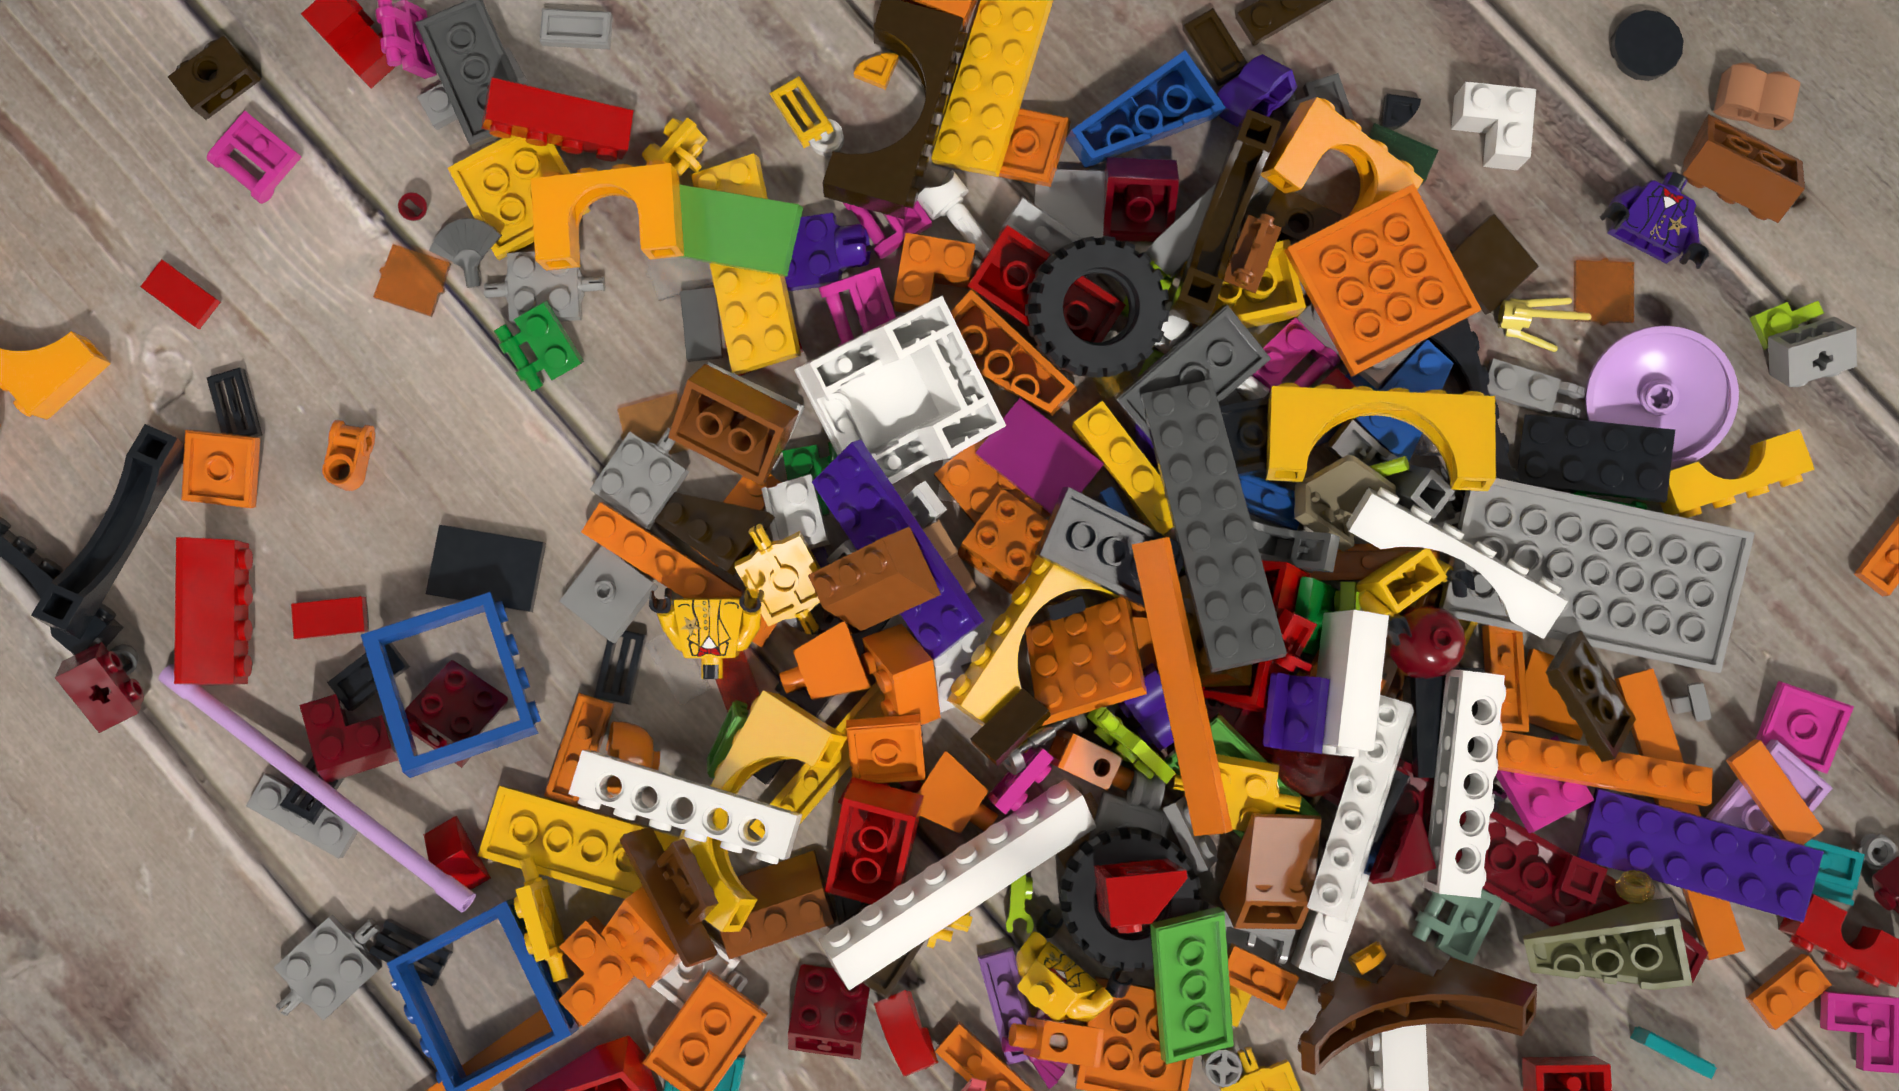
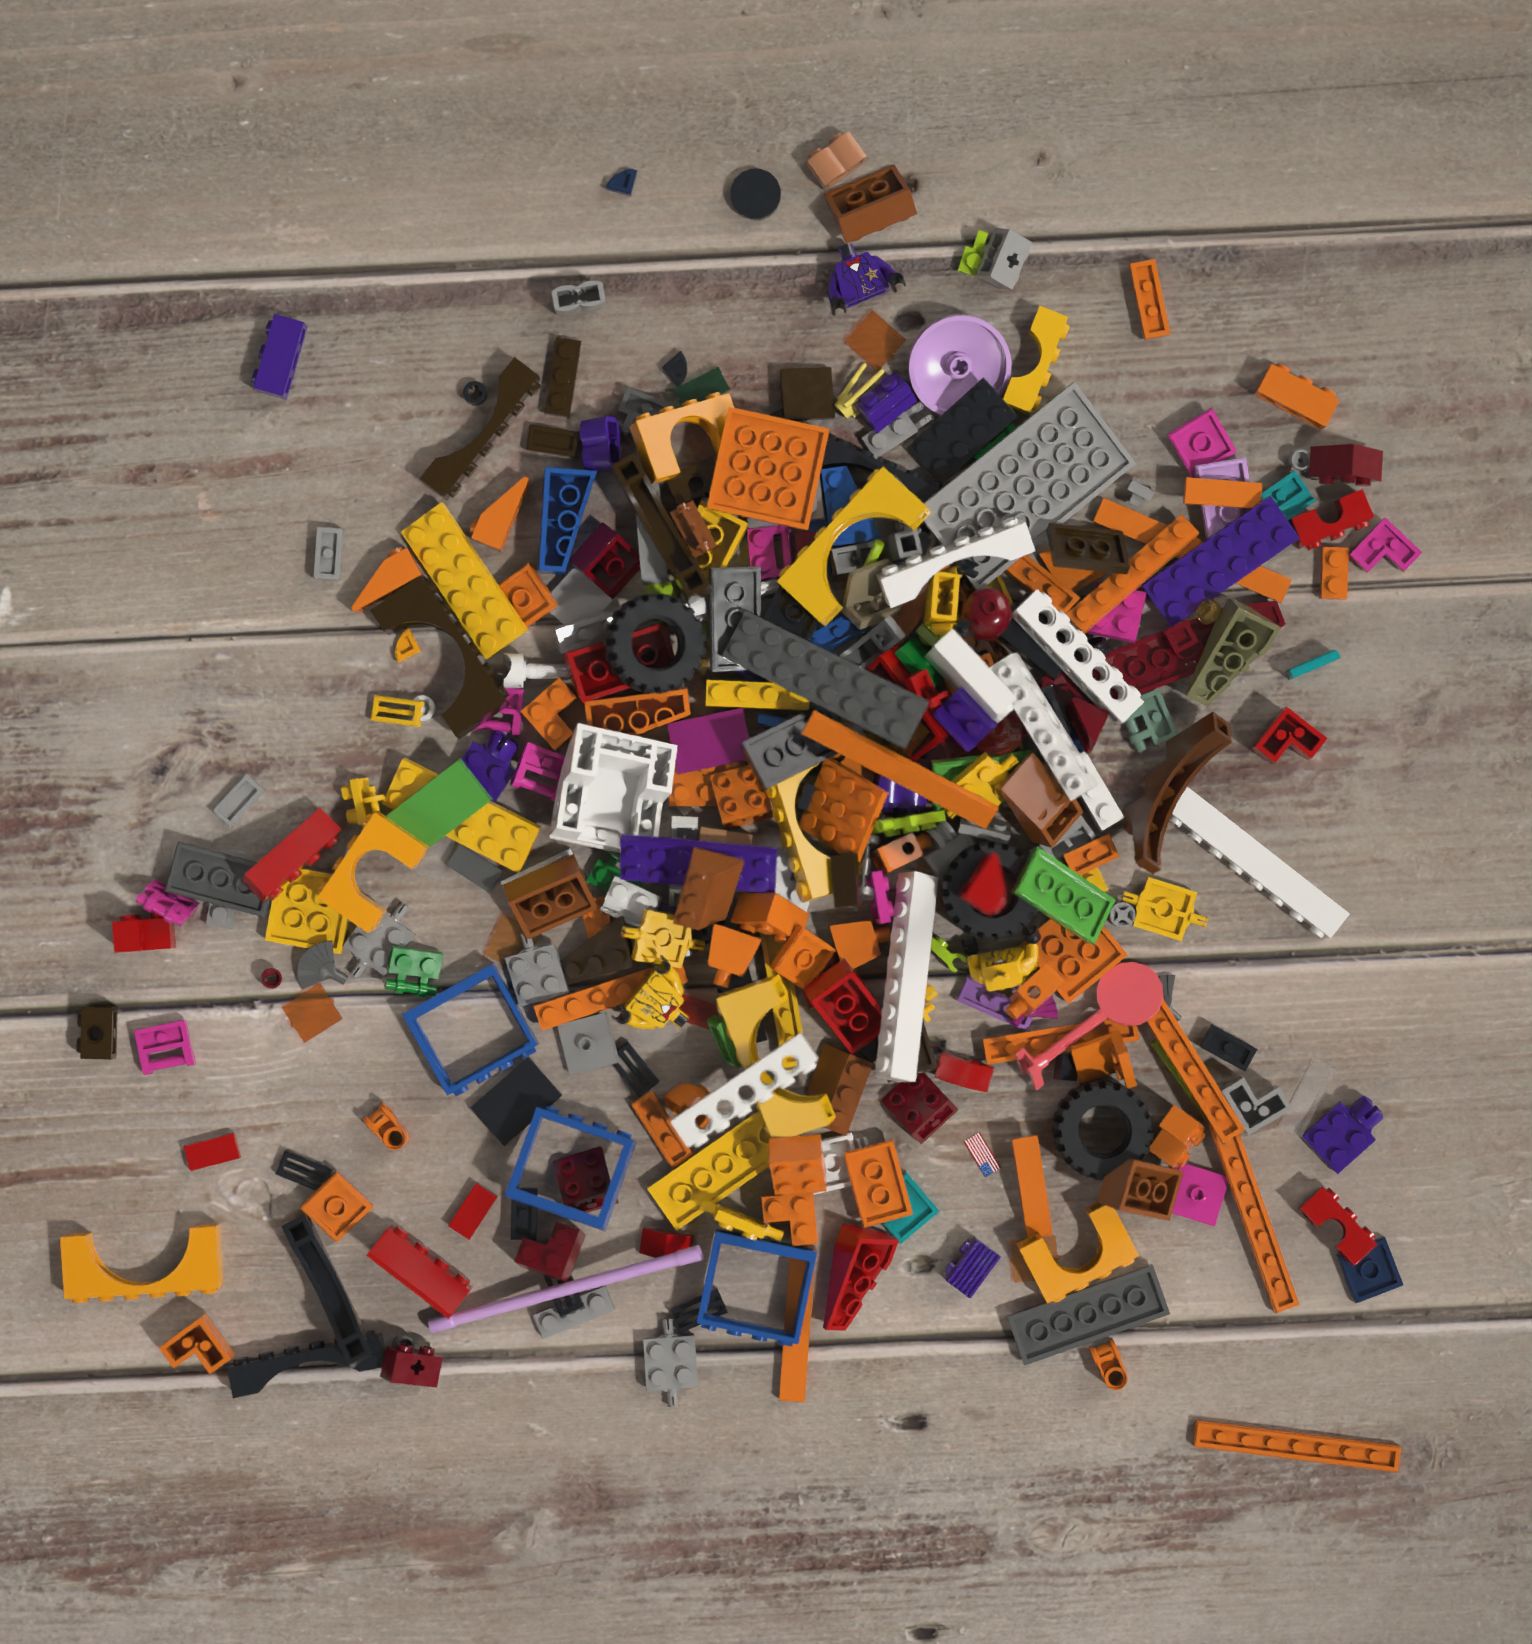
camera: 55 degrees left, 5 degrees up
(464, 434) = (483, 1073): none -> blue window
(676, 892) = (786, 1131): reddish brown bracket -> none
(1090, 53) = (497, 520): none -> orange slope
(1367, 958) = (1129, 786): light orange tile -> none
(1504, 116) = (730, 313): white brick -> none
(1554, 350) = (885, 402): none -> dark purple brick

